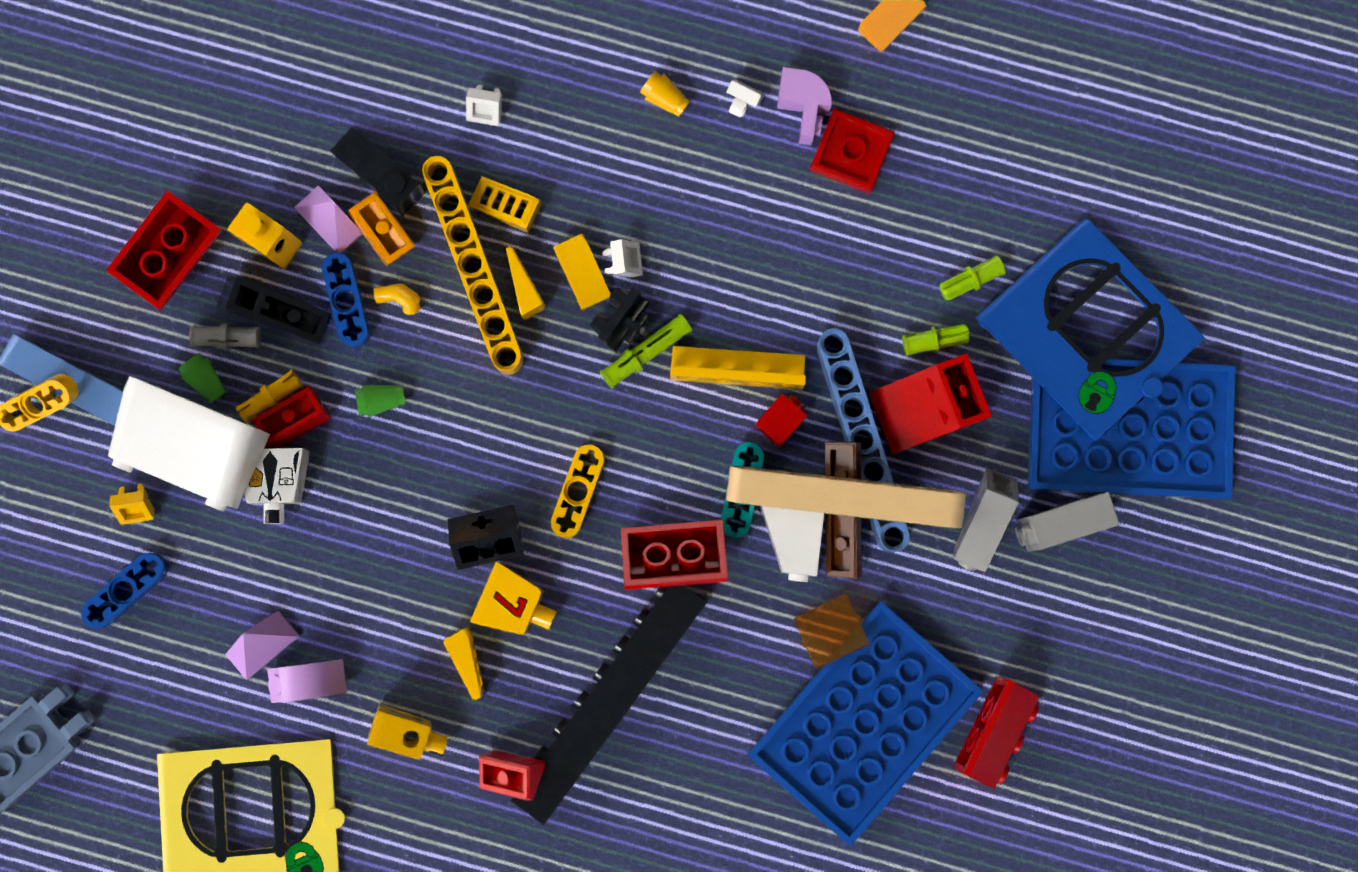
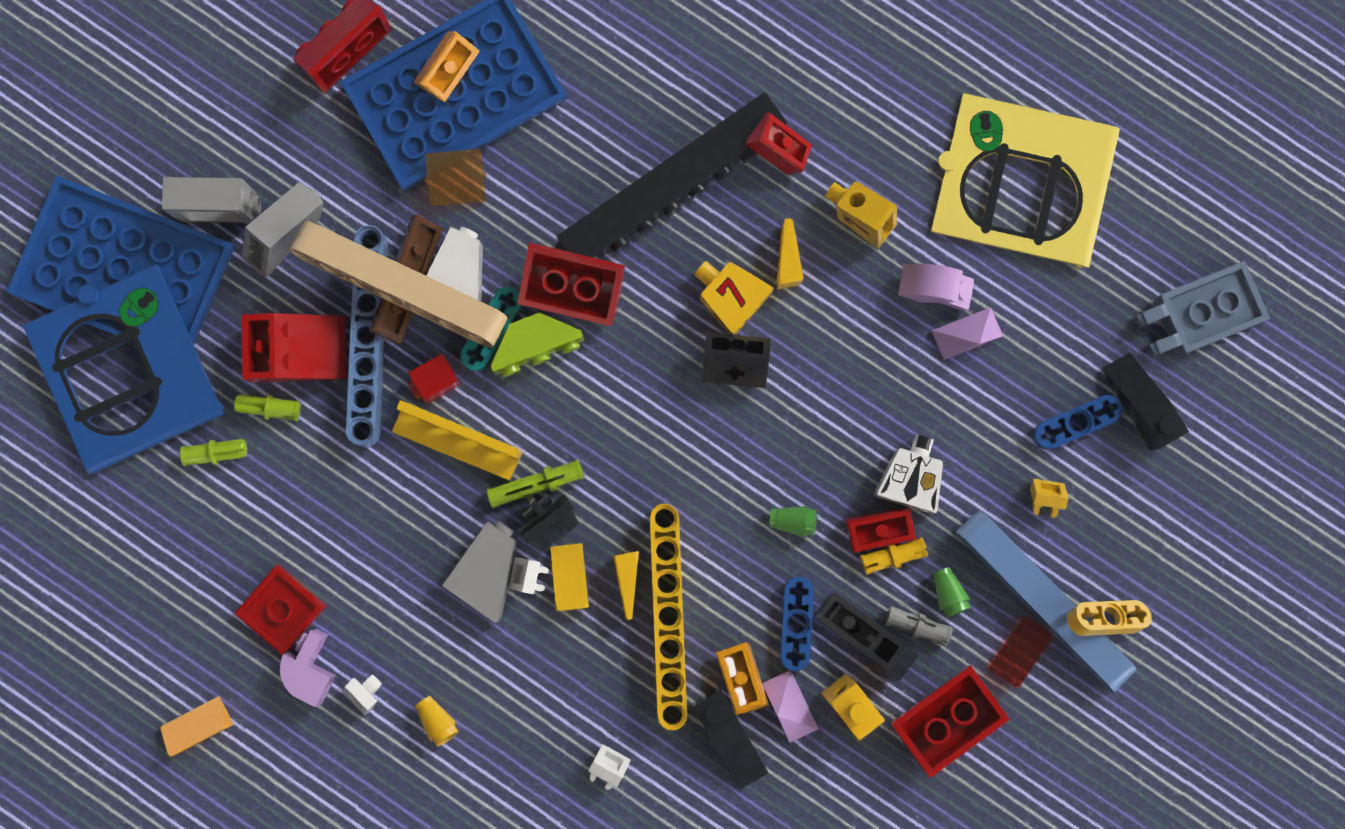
camera: 165 degrees left, 0 degrees up
(60, 632) = (1145, 402): none -> black slope
(116, 344) = (1020, 652): none -> clear red slope
(185, 444) = (982, 529): white windscreen -> none
(401, 294) = (743, 611): yellow arm -> none
(528, 216) = (596, 652): yellow slope -> none
(570, 479) = (647, 352): yellow beam -> none
(666, 249) = (485, 571): none -> light grey slope
(694, 490) = (534, 341): none -> lime slope
(880, 743) = (446, 66): none -> light orange slope

